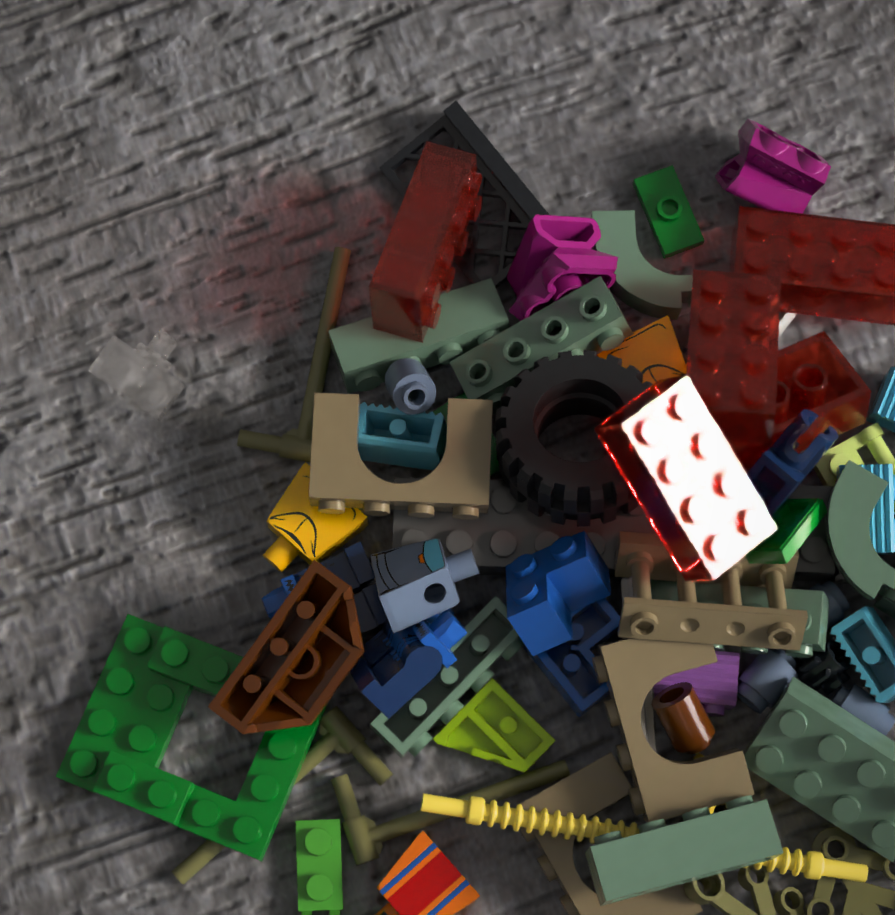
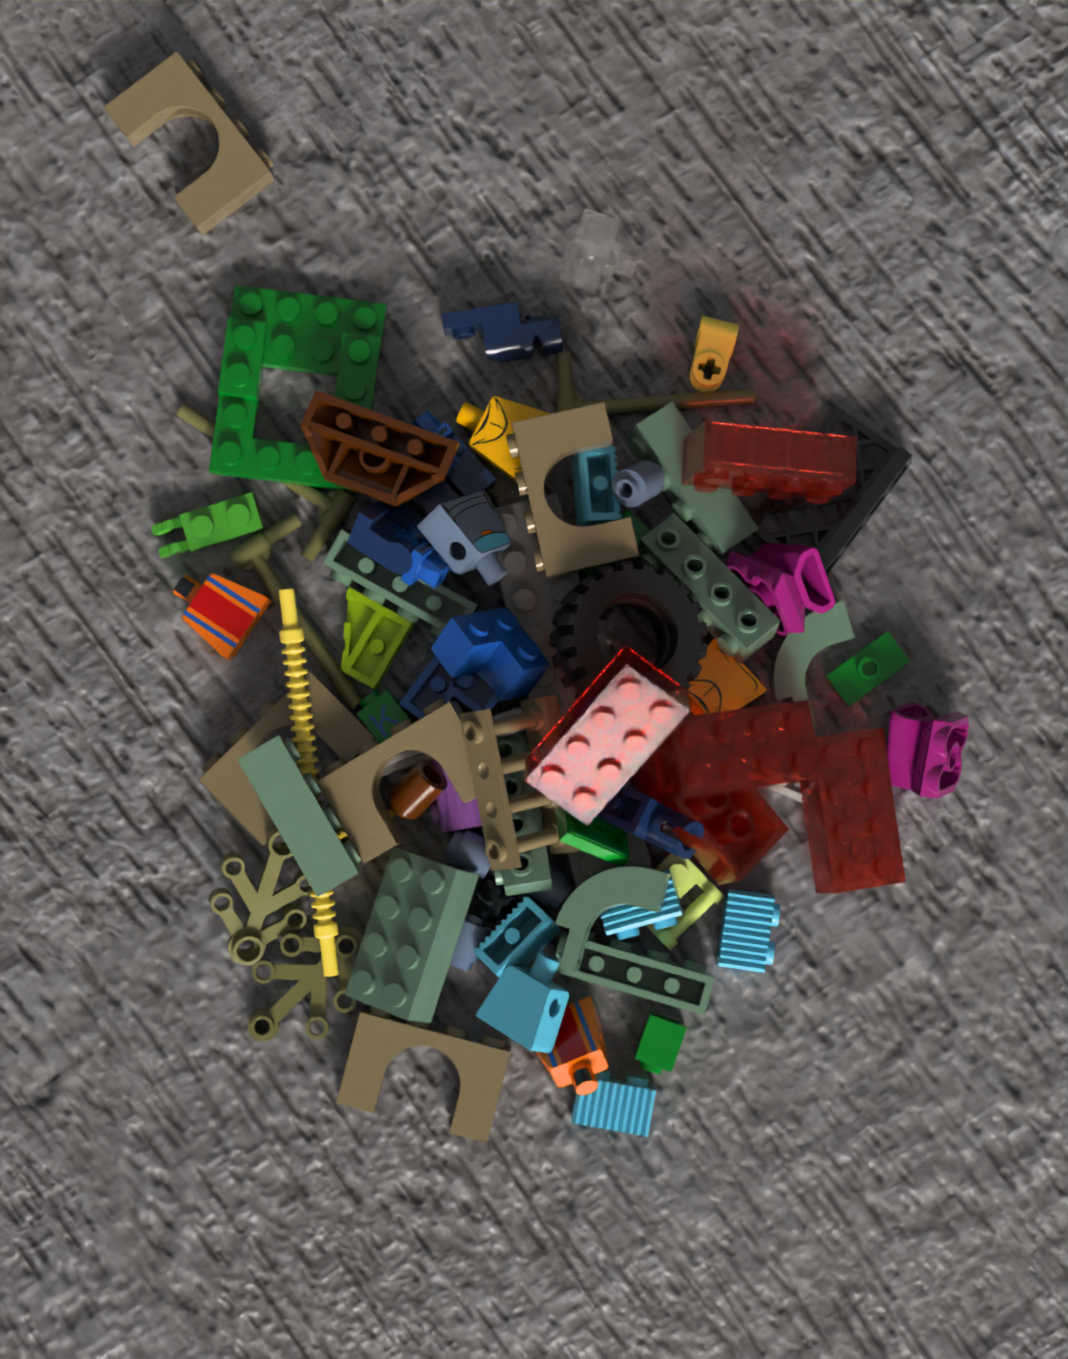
camera: 75 degrees right, 10 degrees up
(198, 492) = (503, 331): none -> dark blue plate
(280, 275) = (712, 349): none -> light yellow piece
(588, 738) = (381, 714): none -> green brick

